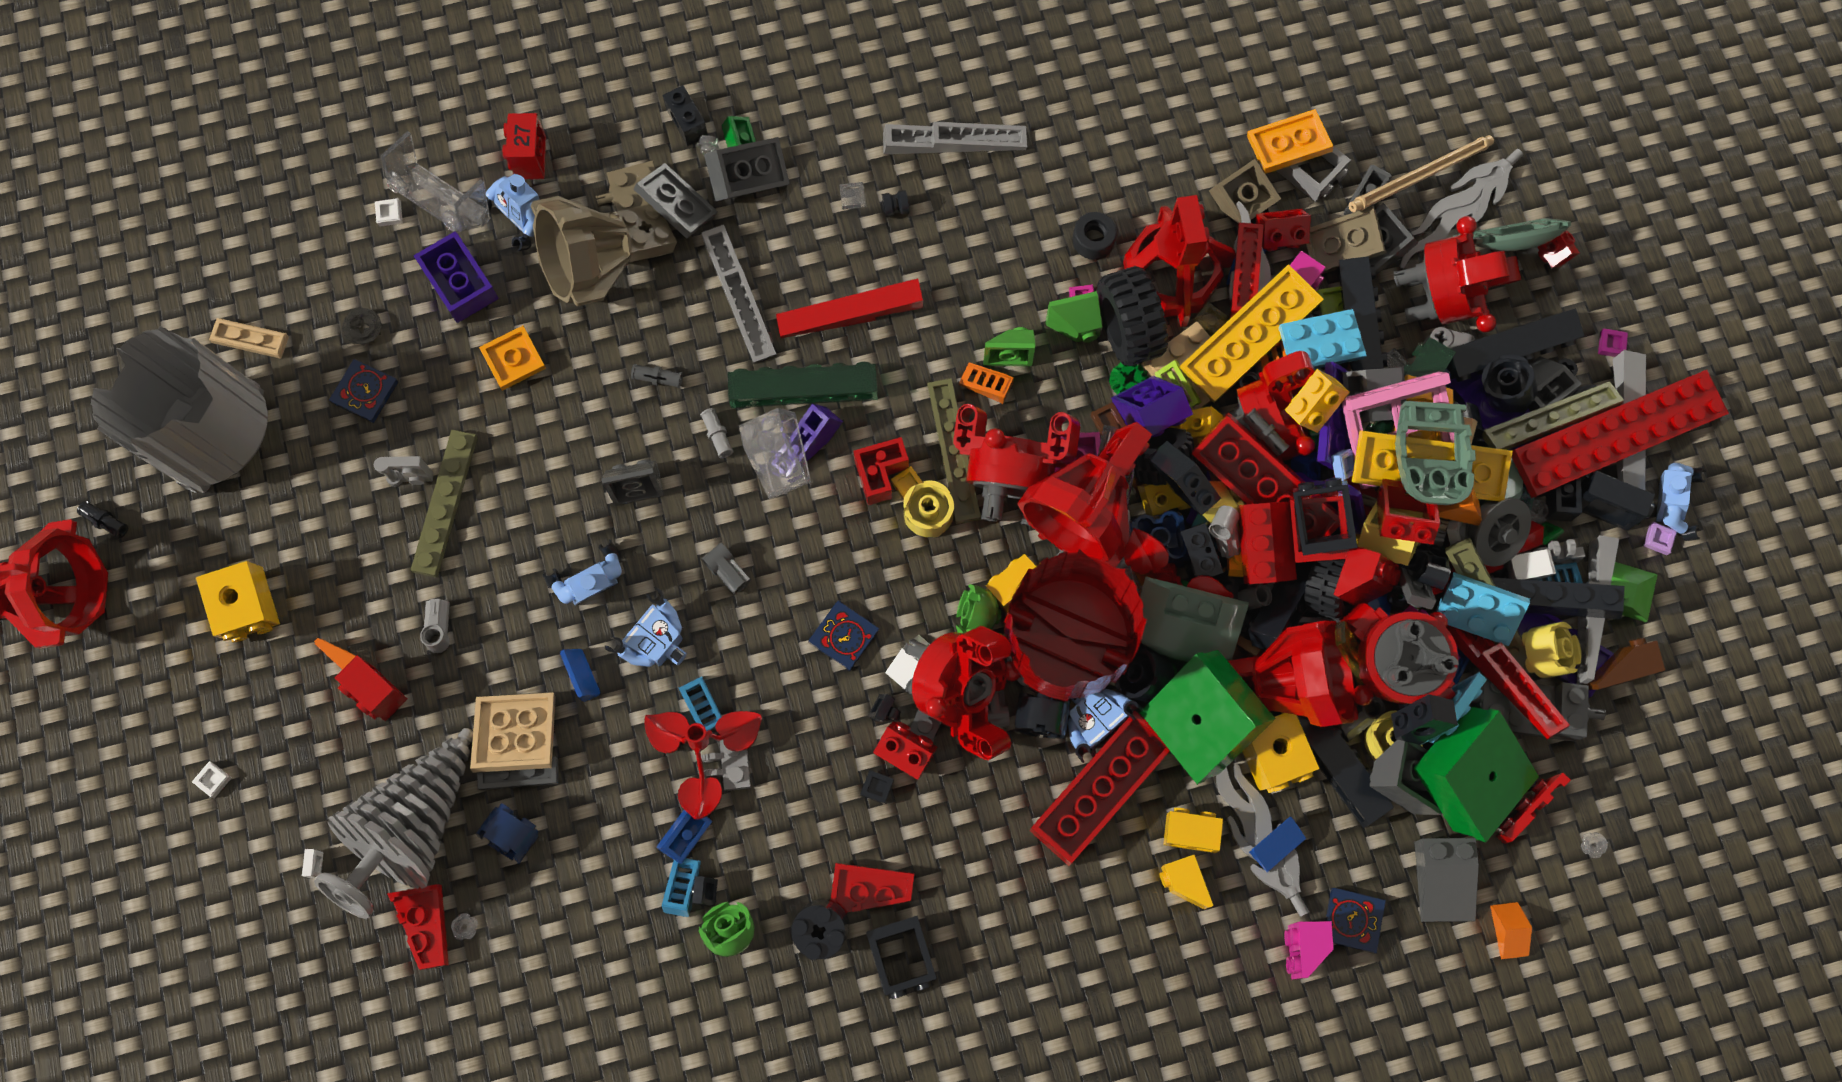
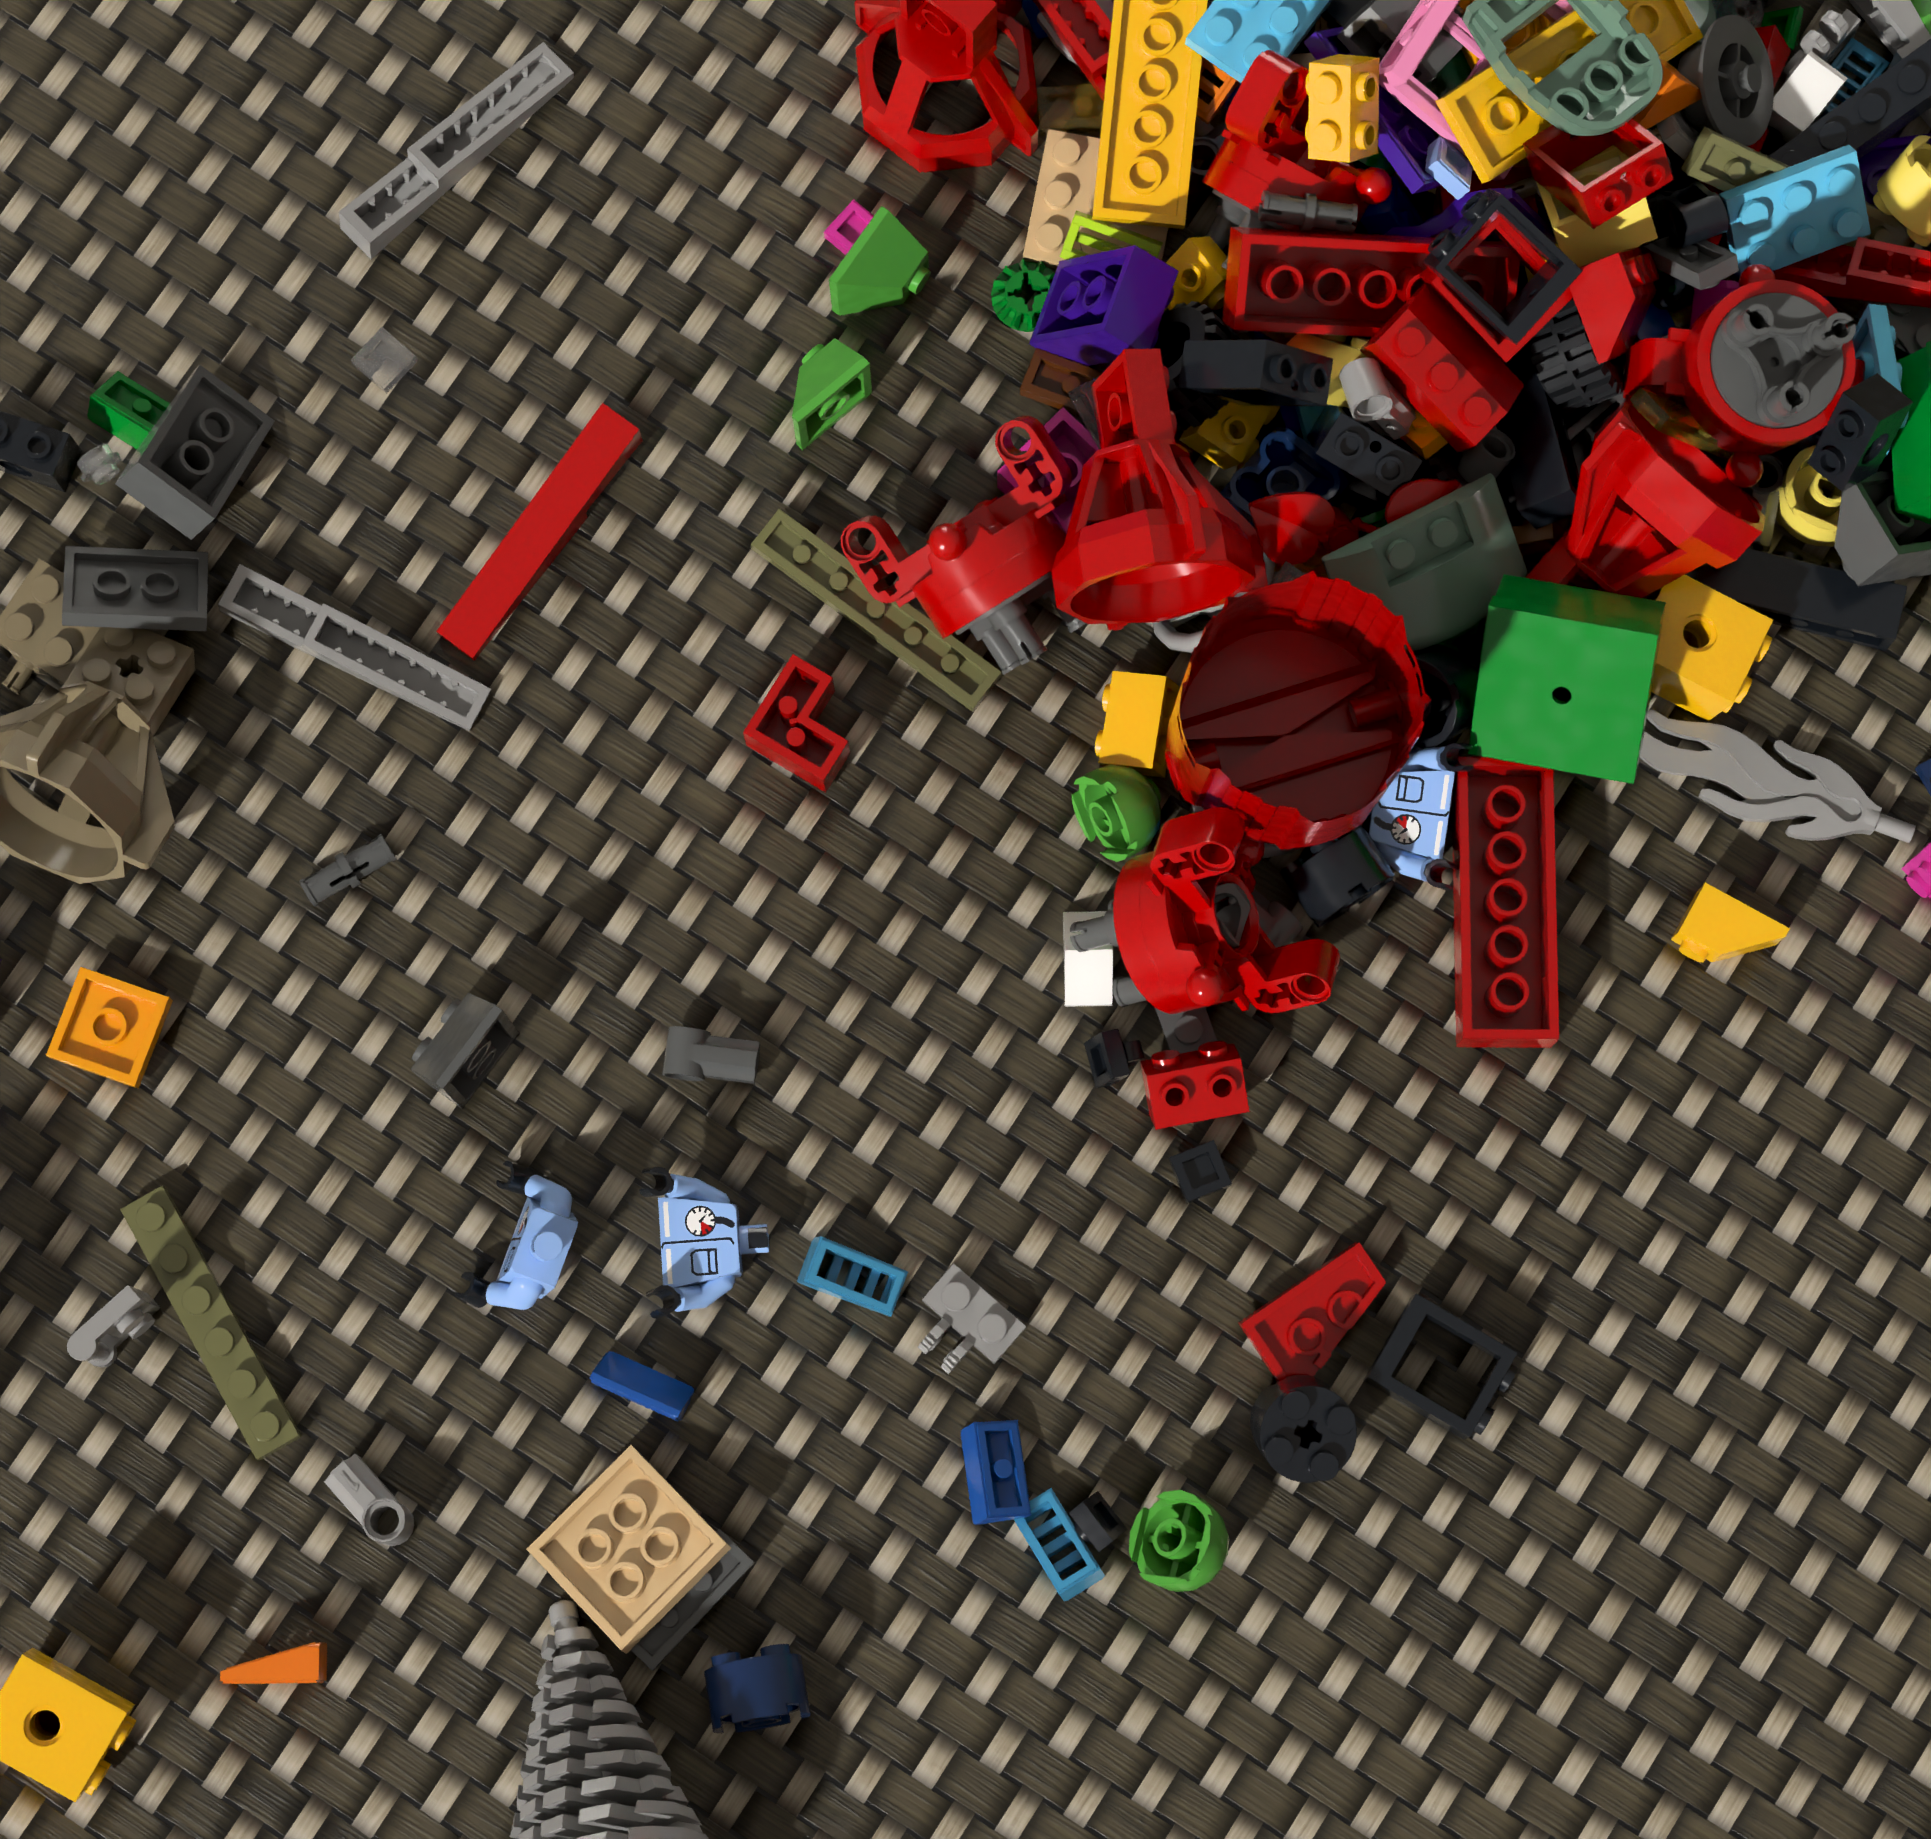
camera: 40 degrees left, 5 degrees up
(369, 689) = (368, 1671): red brick -> none
(668, 729) = (841, 1350): red plant -> none
(716, 433) = (514, 877): light grey pin -> none
(776, 451) = (631, 829): clear slope -> none
(802, 385) = (575, 700): clear green brick -> none
(817, 428) = (653, 775): dark purple slope -> none
(843, 635) = (961, 1005): dark blue tile -> none
(890, 206) = (461, 319): black wheel -> none
(905, 480) = (852, 712): yellow tile -> none
(920, 498) = (938, 705): light yellow brick -> none
(998, 377) = (826, 455): orange slope -> none
(1098, 222) = (789, 97): black tyre -> none
(1132, 316) = (964, 199): black tyre -> none
(1193, 831) = (1674, 853): yellow brick -> none
(1278, 844) = (1799, 771): blue slope -> none

